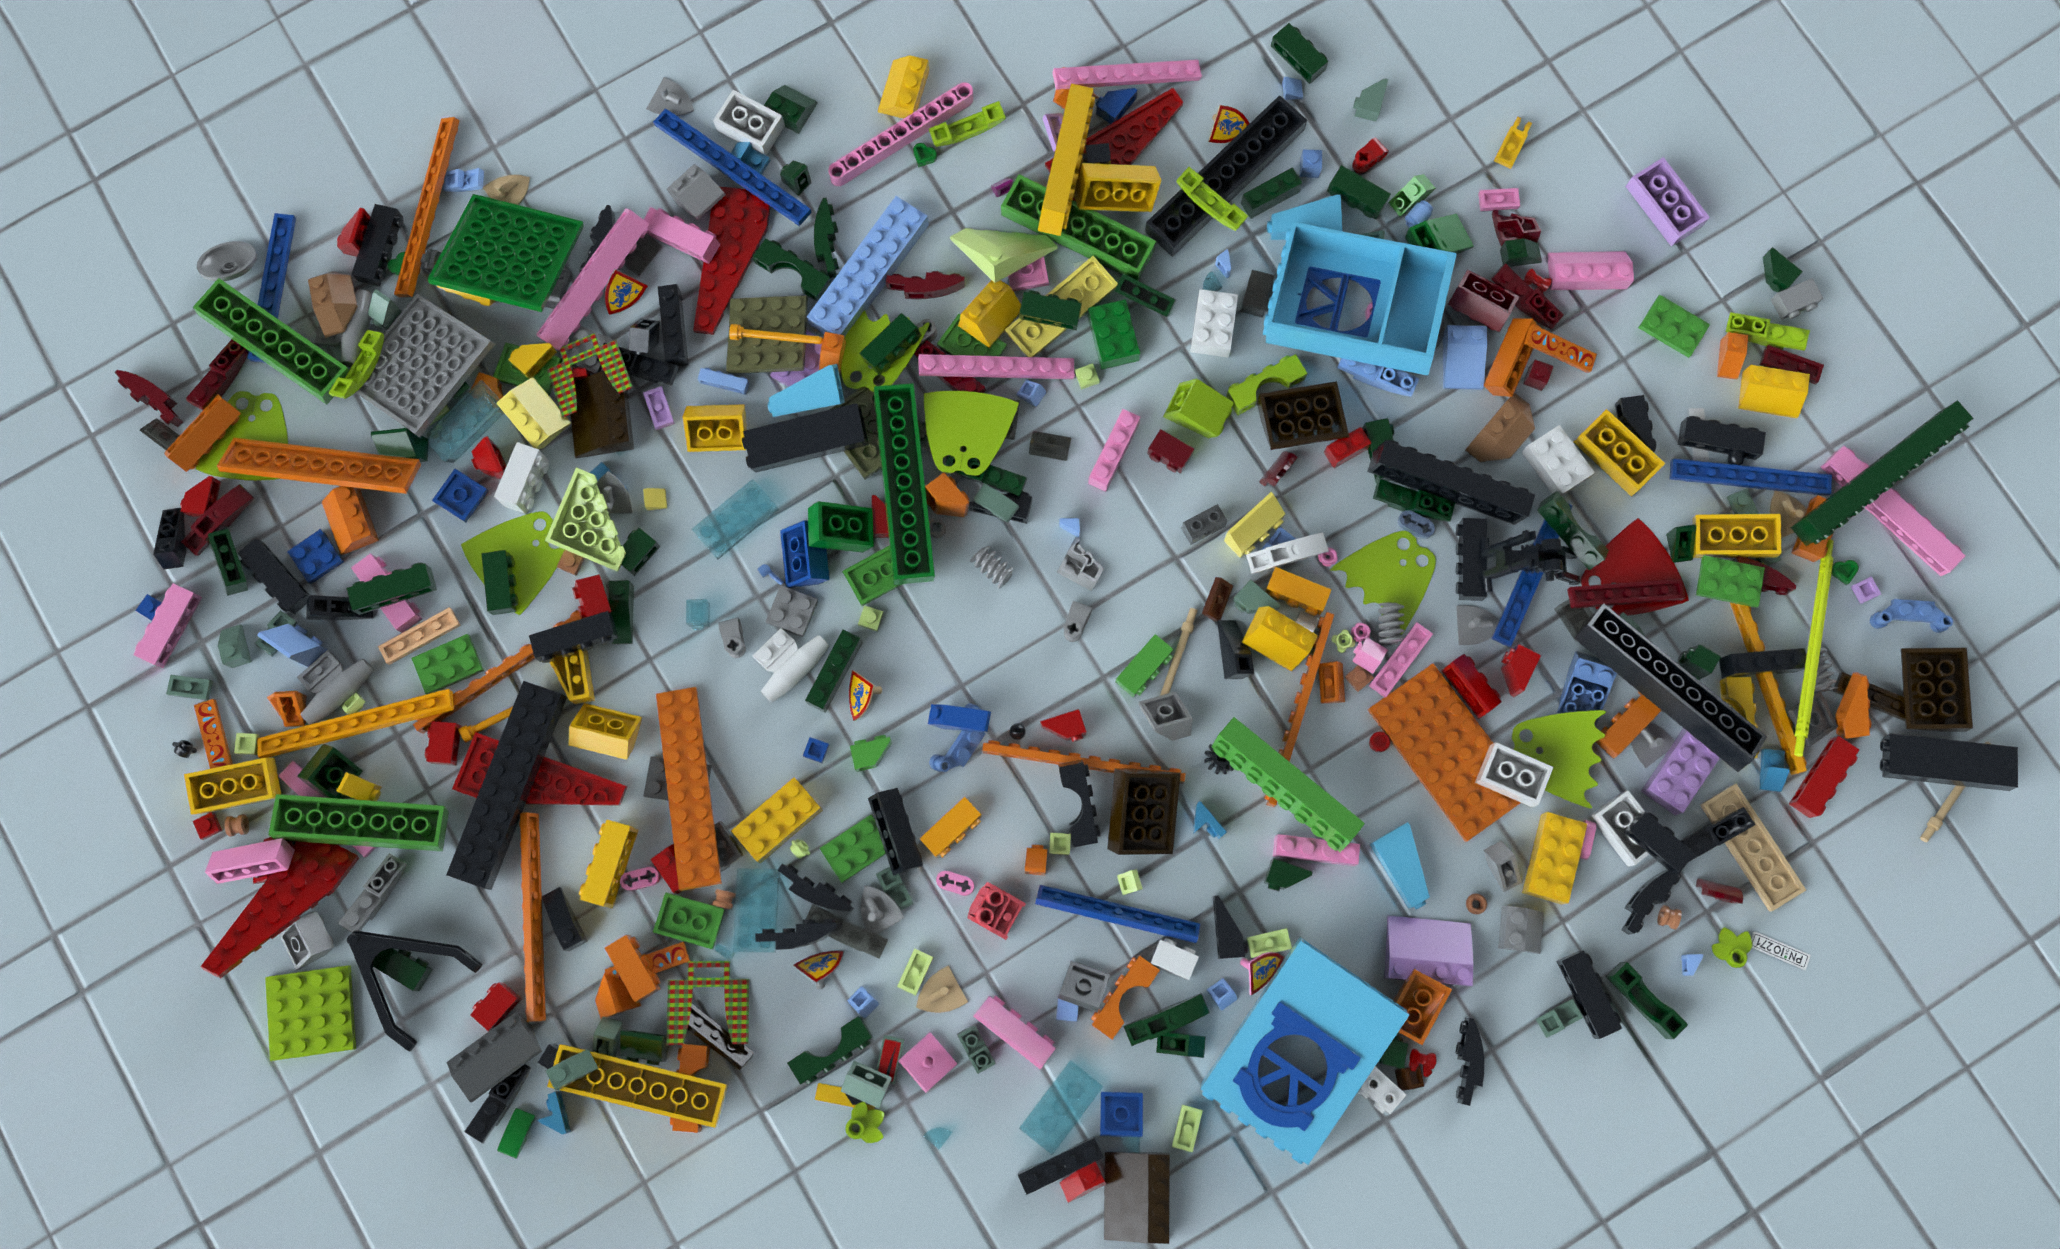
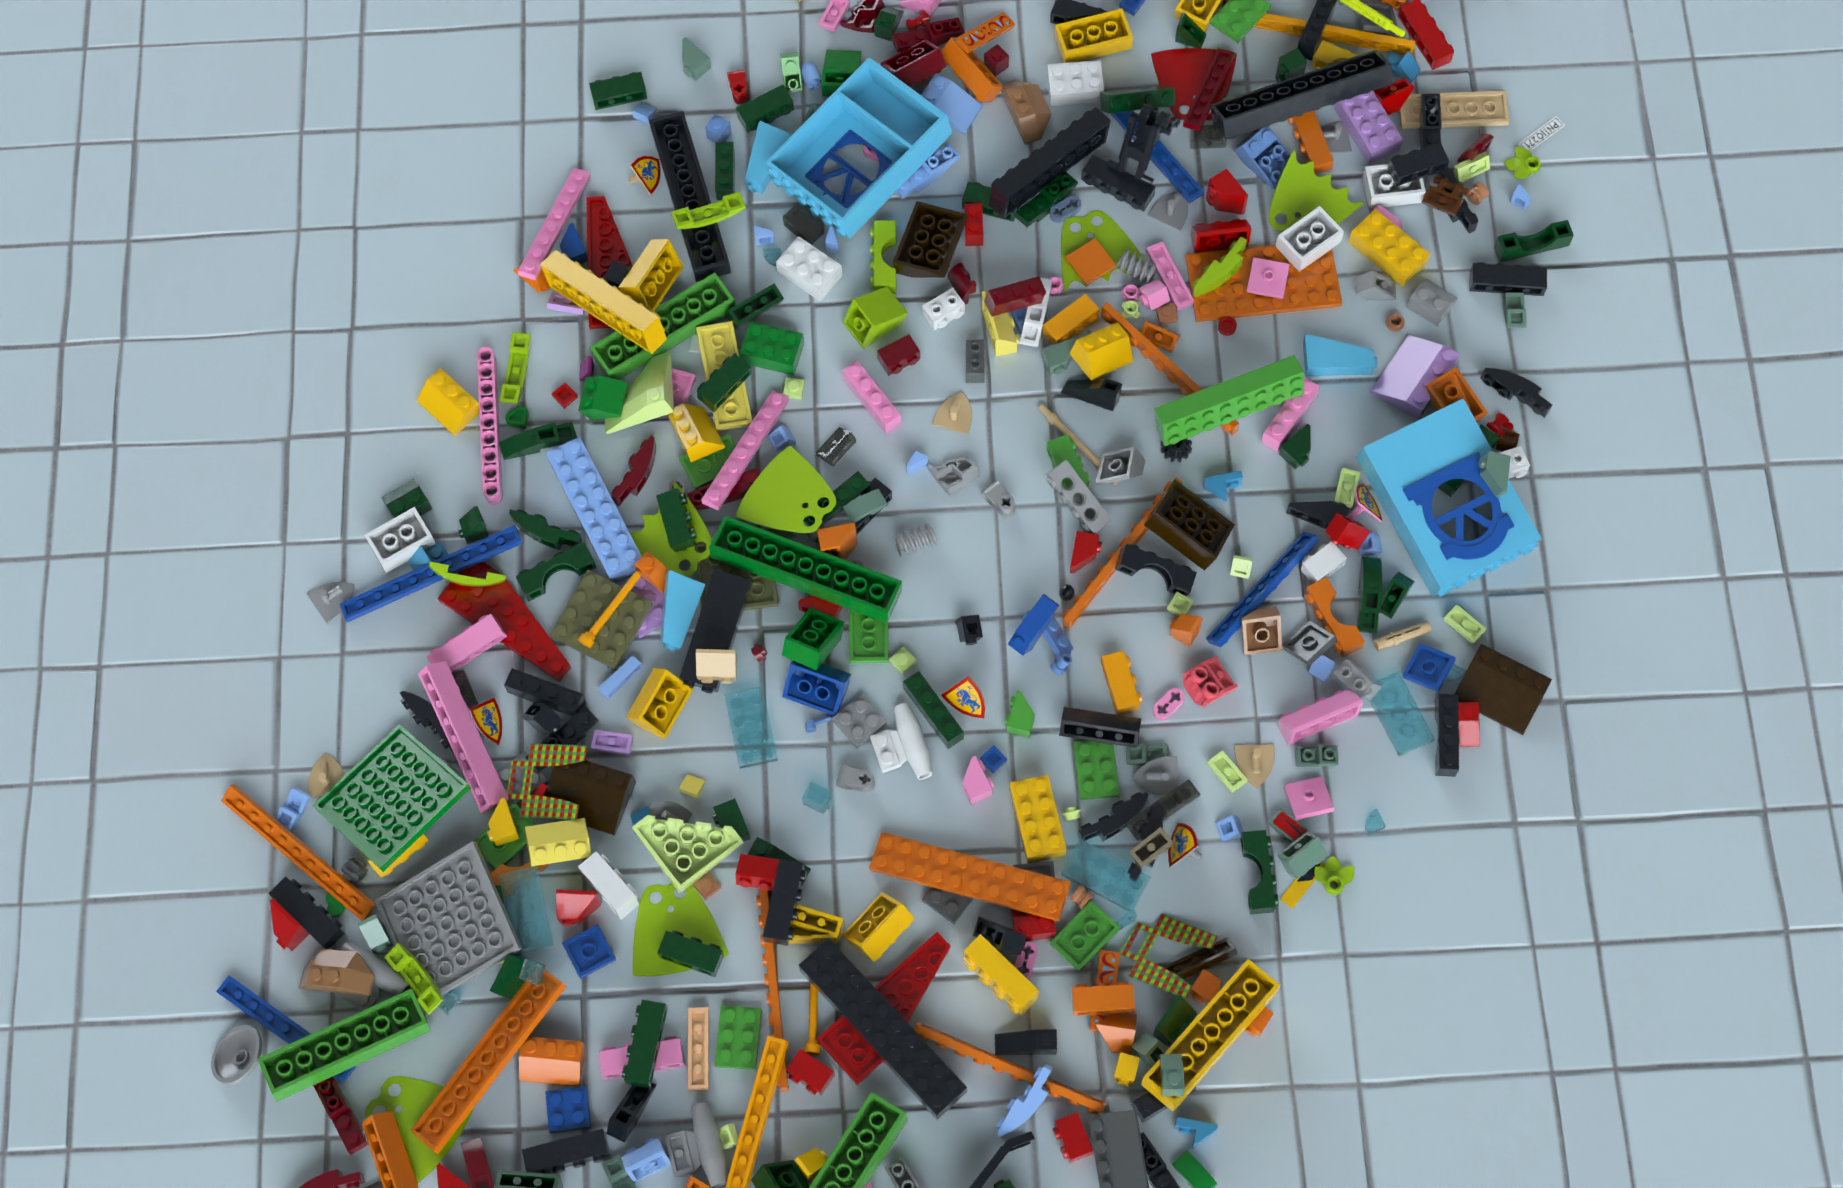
camera: 60 degrees left, 10 degrees down
(357, 404) = (449, 1002): none -> clear light blue bush
(404, 457) = (532, 971): none -> clear light blue plate
(500, 948) = (1022, 1109): none -> light blue slope
(581, 1022) = (1126, 1069): none -> yellow brick
(642, 845) = (1000, 936): none -> black slope
(695, 192) = (436, 614): light grey slope -> none
(733, 173) = (442, 570): none -> lime slope
(765, 456) = (716, 665): none -> slope
(784, 746) = (975, 782): none -> bright pink slope
(784, 940) = (1151, 848): none -> dark tan brick
(809, 487) = (759, 652): none -> dark red plate
(908, 182) = (535, 439): none -> dark green slope
(938, 662) = (973, 625): none -> black brick
(966, 181) = (564, 395): none -> red plate
(978, 214) = (602, 397): none -> green slope
(1069, 1051) = (1357, 679): none -> light grey hinge
(1073, 934) = (1262, 631): none -> medium nougat slope
(1123, 1055) = (1394, 638): none -> tan pin
(1127, 665) = (1100, 517): none -> light grey brick
(1143, 535) = (954, 414): none -> tan shield
(1216, 966) = (1347, 532): none -> red brick
(1217, 599) = (1043, 383): copper plate -> none
(1242, 467) = (943, 309): none -> white brick
(1254, 327) = (831, 242): none -> light blue slope
(1281, 525) = (1015, 296): none -> dark red brick
(1346, 1085) = (1495, 471): none -> sand green slope
(1373, 577) = (1090, 261): none -> orange tile
(1424, 704) = (1220, 272): none -> lime slope
(1450, 755) = (1268, 278): none -> bright pink plate
(1636, 886) = (1442, 200): none -> reddish brown plate
(1692, 895) = (1471, 168): none -> yellowish green plate
(1728, 781) = (1394, 95): none -> red slope

